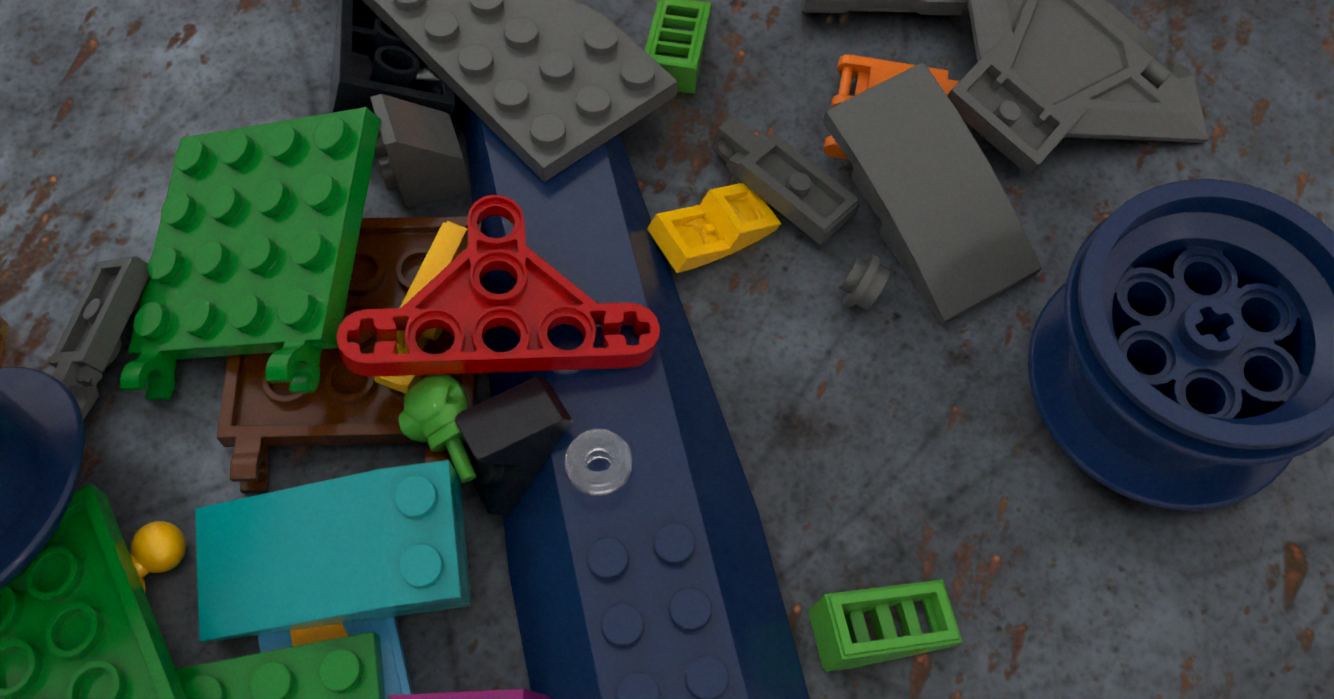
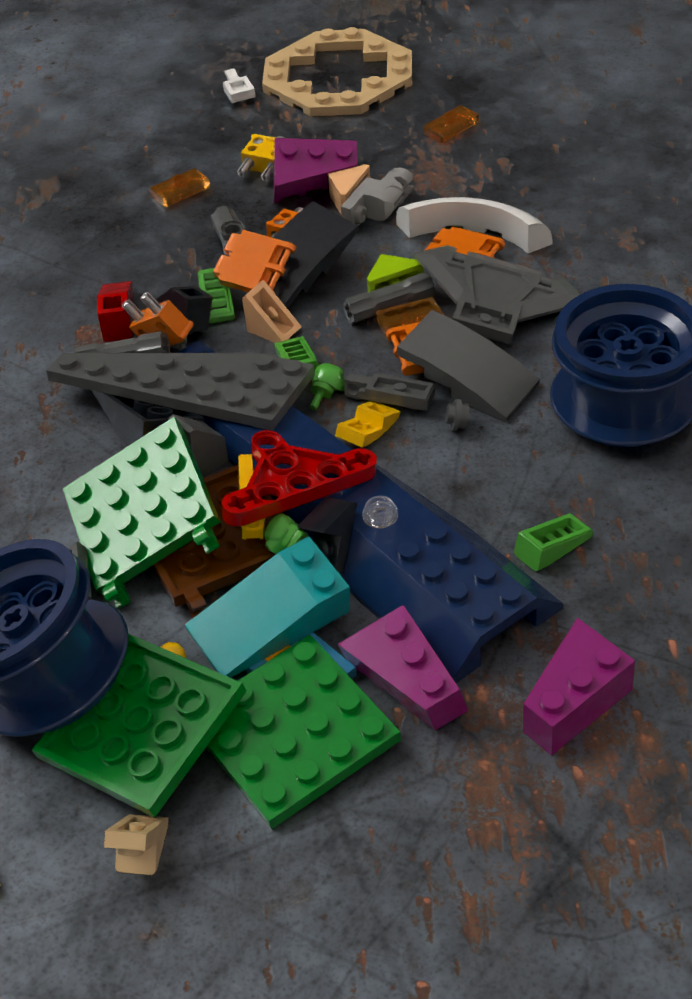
camera: 20 degrees left, 20 degrees down
(695, 110) = (326, 381): none -> bright green piece
(897, 38) = (405, 313): none -> clear orange plate

